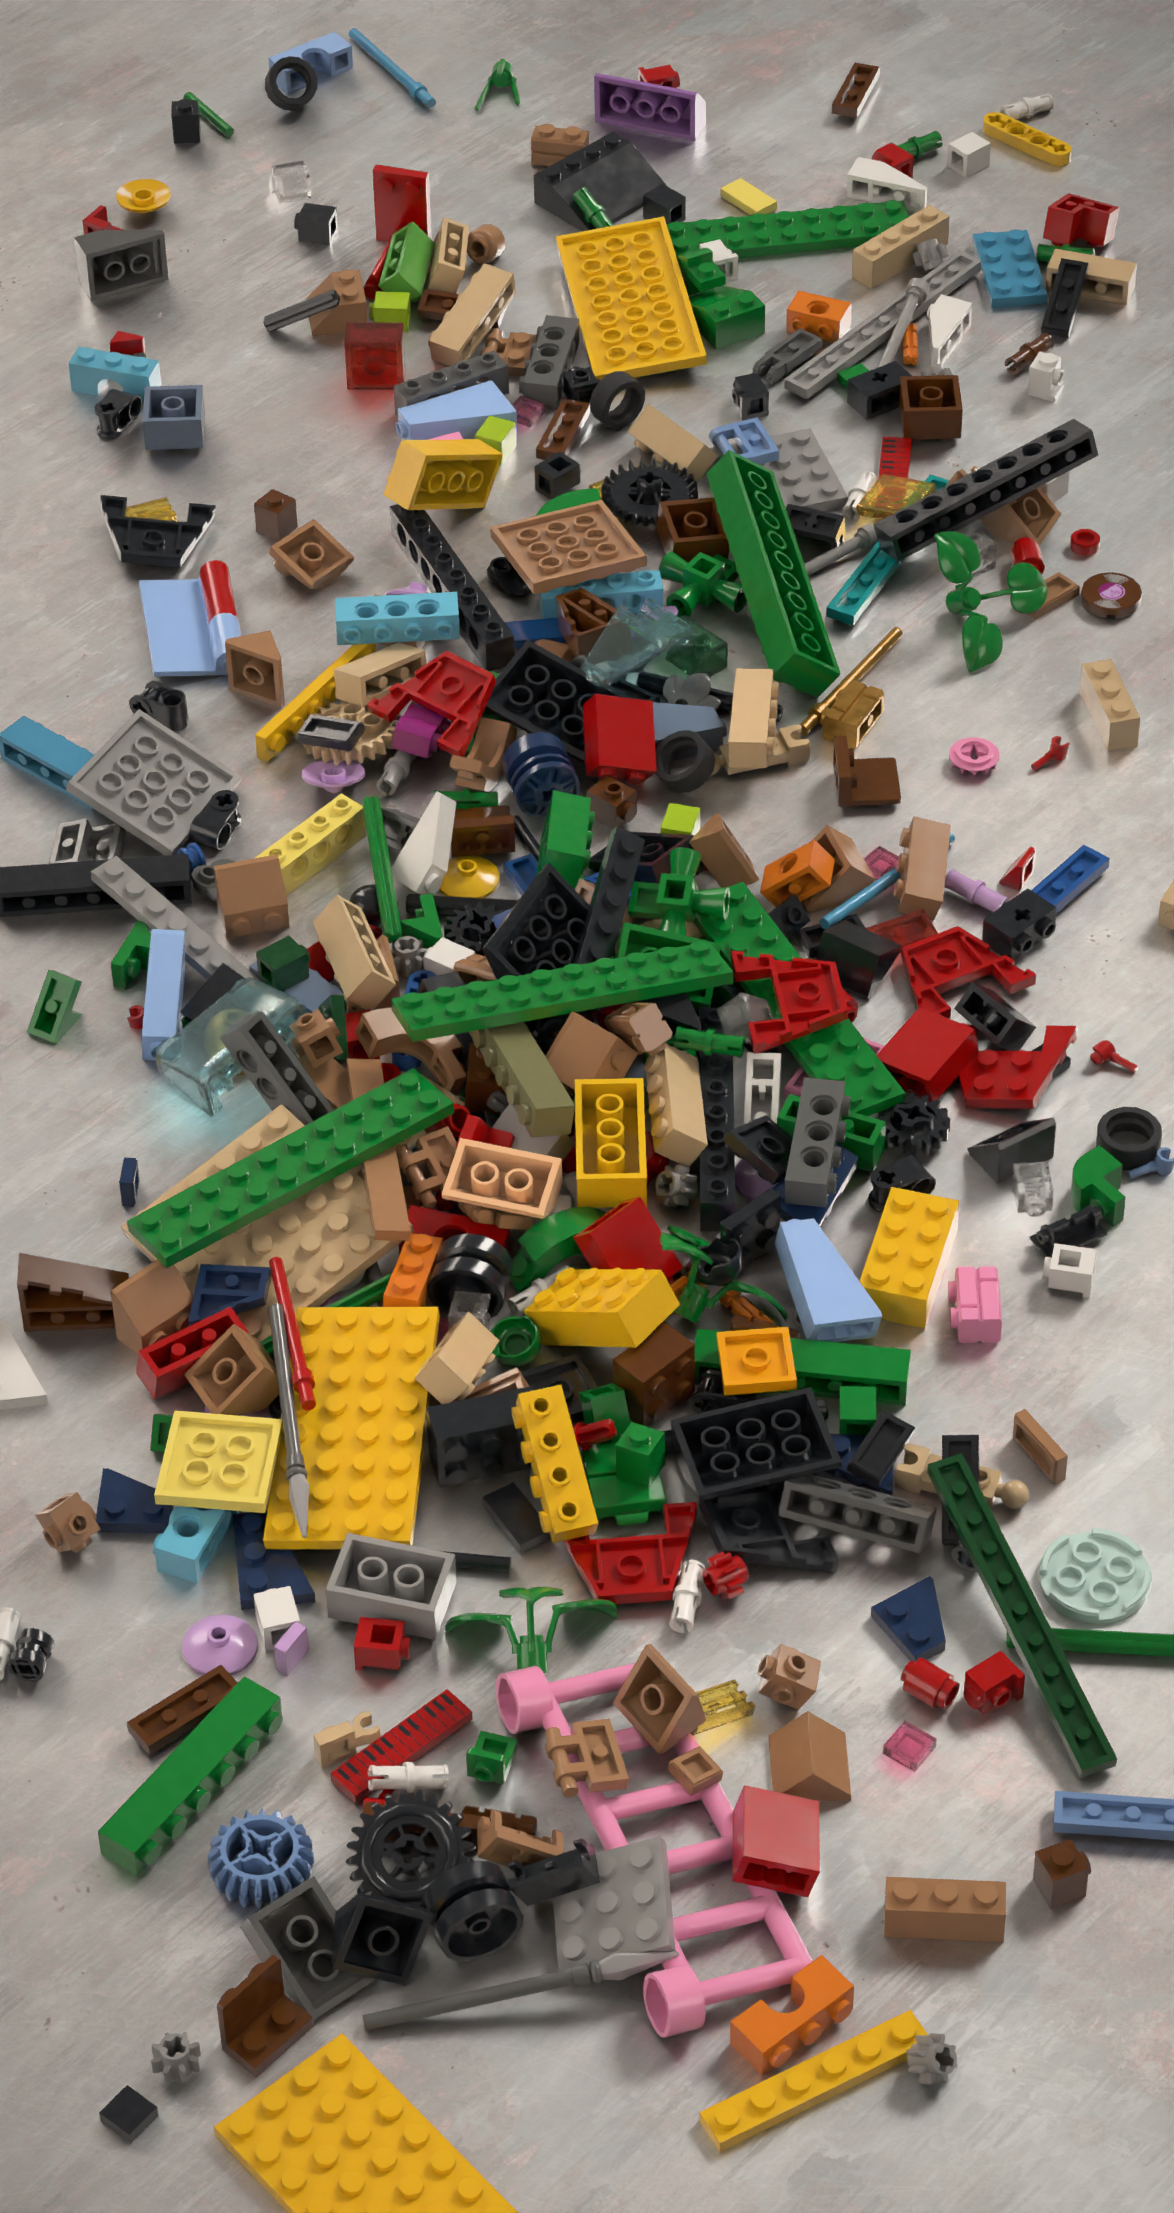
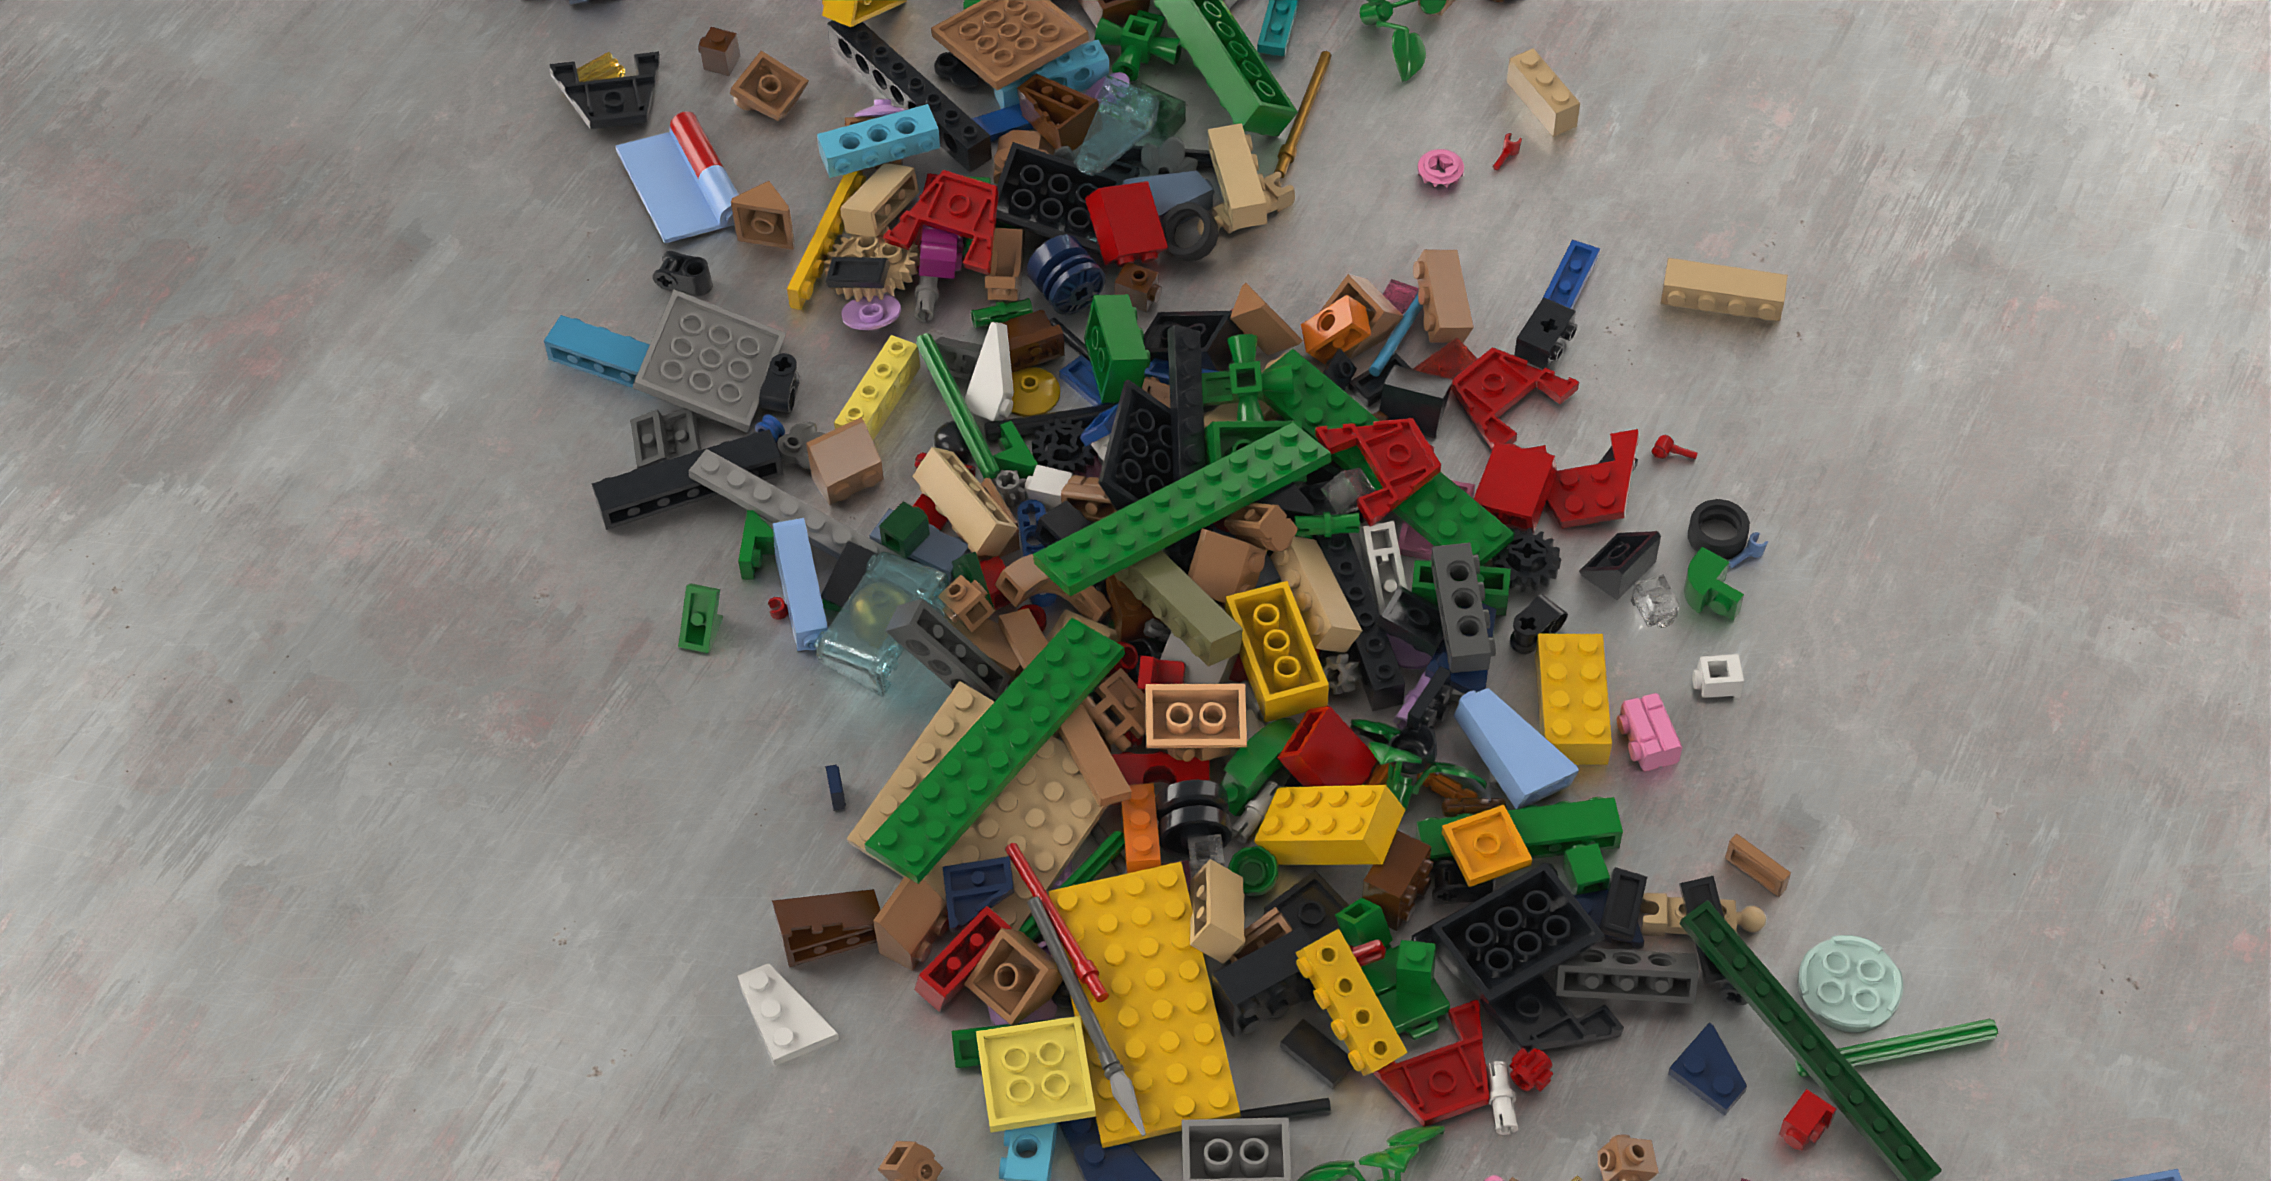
camera: 15 degrees left, 10 degrees up
(129, 1506) = (957, 1131): dark blue wing -> none
(681, 820) = (1208, 294): lime brick -> none
(853, 713) = (1319, 149): pearl gold brick -> none
(863, 780) = (1352, 213): reddish brown bracket -> none
(929, 1683) = (1750, 1134): red brick -> none
(974, 891) = (1495, 308): lavender pin -> none
(995, 1017) = (1561, 435): black brick -> none
(1019, 870) = (1522, 276): red slope -> none
(1076, 1231) = (1702, 638): black hinge -> none

